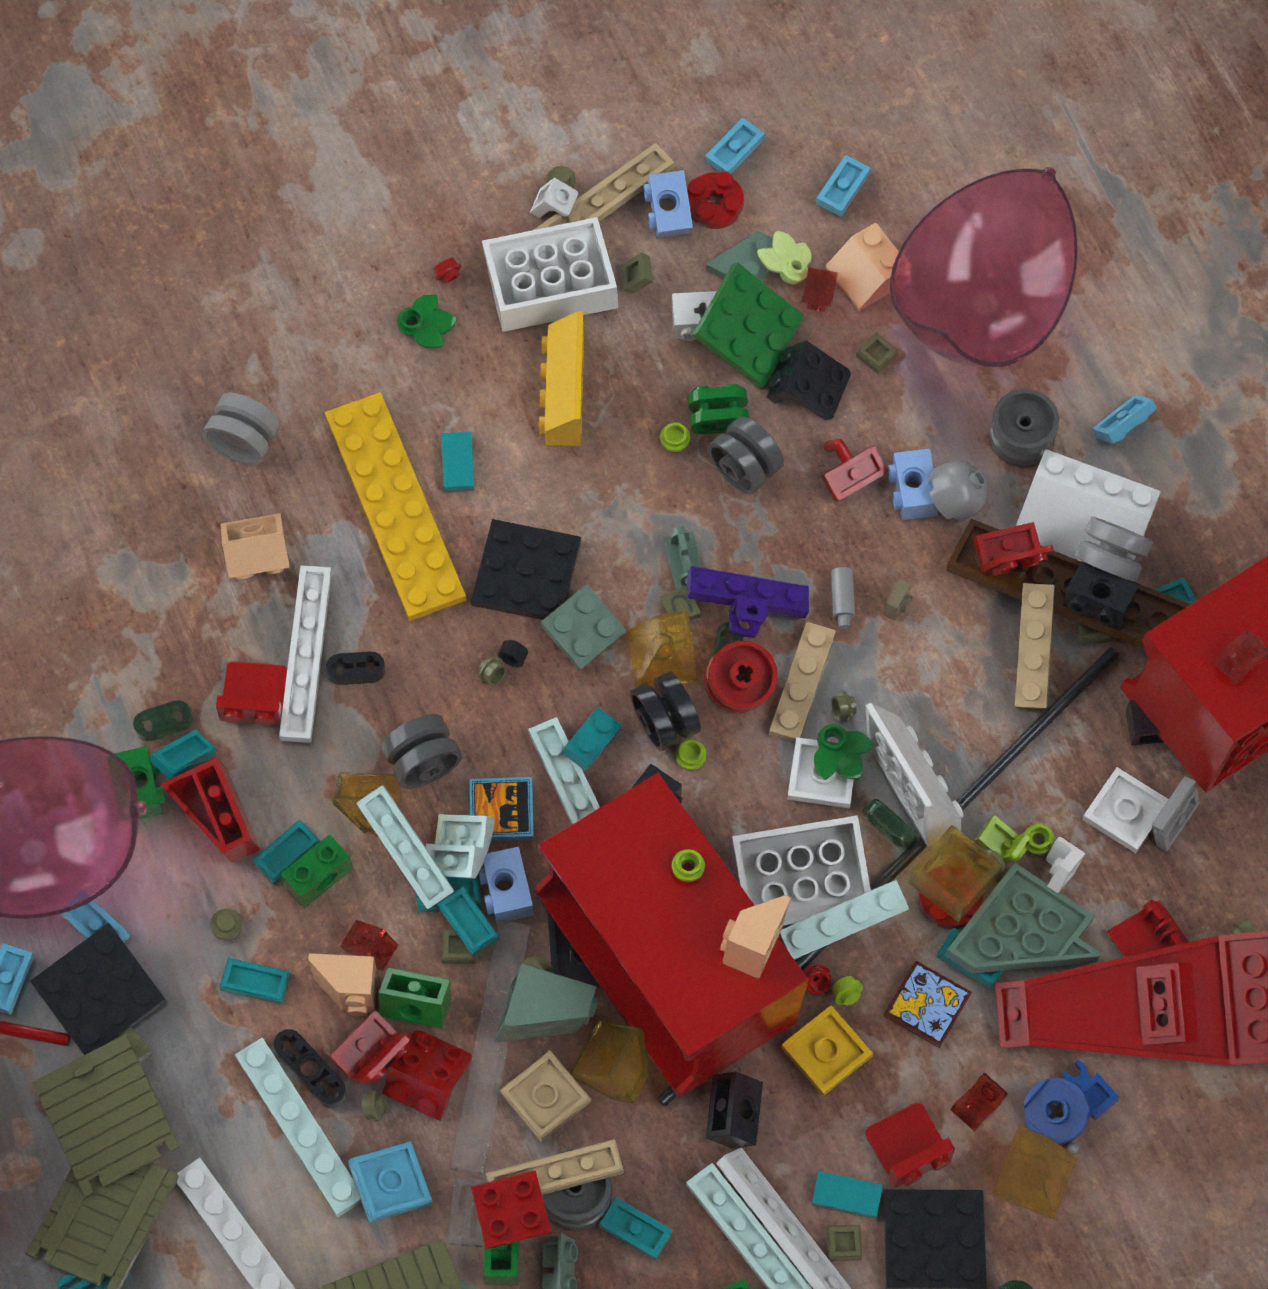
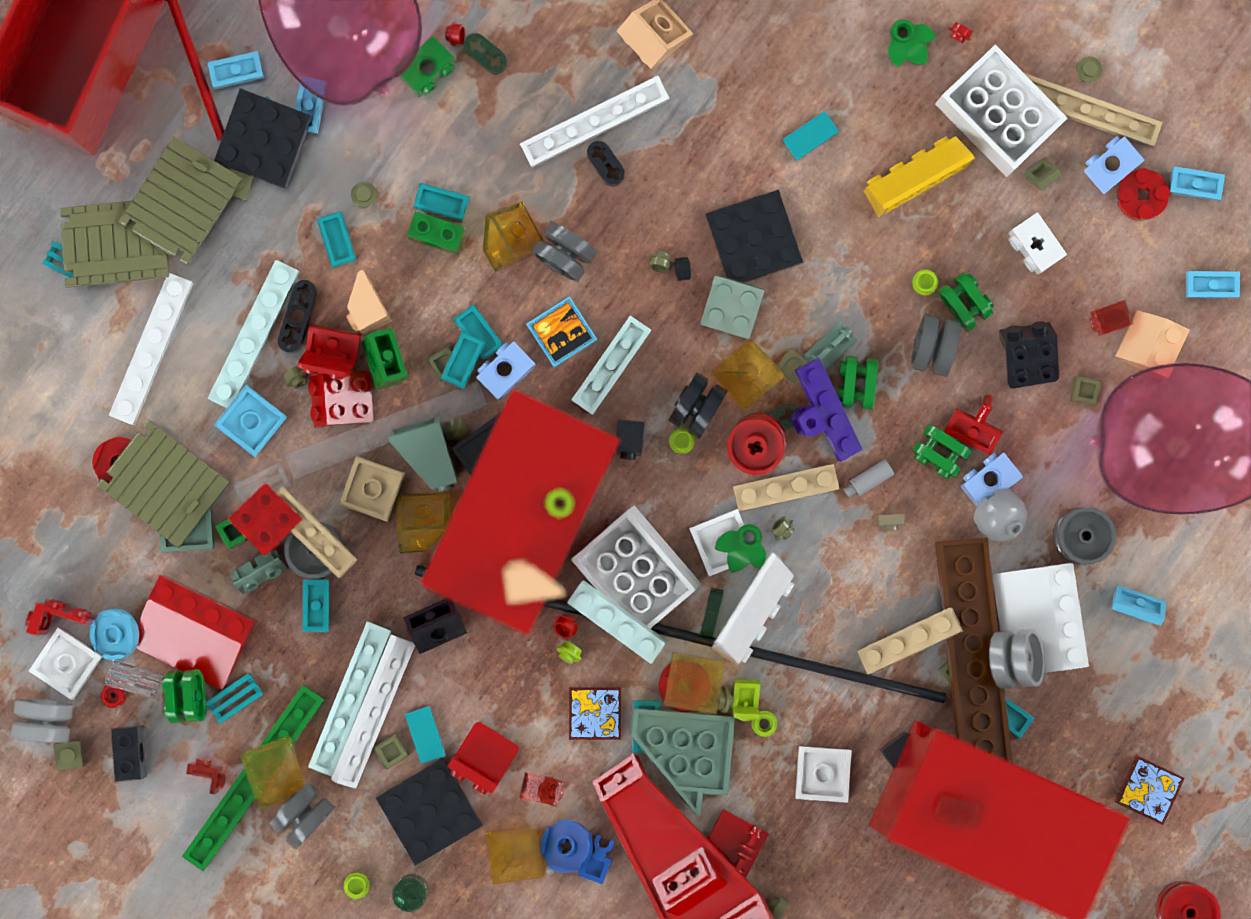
camera: 55 degrees right, 20 degrees up
(122, 737) = (455, 34): none -> red plate
(183, 754) = (465, 85): teal tile -> none
(215, 807) = (438, 134): red wedge -> none
(252, 693) = (541, 104): red bracket -> none
(371, 941) = (407, 302): clear red bracket -> none
(395, 507) = (748, 112): yellow plate -> none
(405, 846) = (484, 285): light aqua plate -> none
(461, 844) = (512, 321): light aqua slope -> none
(554, 197) = (1067, 75): white bracket -> none
(591, 739) = (649, 364): teal plate -> none
(721, 553) = (847, 392): none -> green brick
(745, 254) = (1105, 250): sand green wing -> none
(748, 325) = (1045, 283): green plate -> none
(786, 258) = (1126, 275): yellowish green plate -> none
(827, 1050) = (518, 663): yellow plate -> none
(852, 528) = (945, 466): none -> green brick
(1008, 547) = (971, 584): red bracket -> none
(1065, 862) = (757, 754): white bracket -> none
(1093, 582) = (982, 682): black brick -> none
(1175, 813) = (839, 812): light grey plate -> none

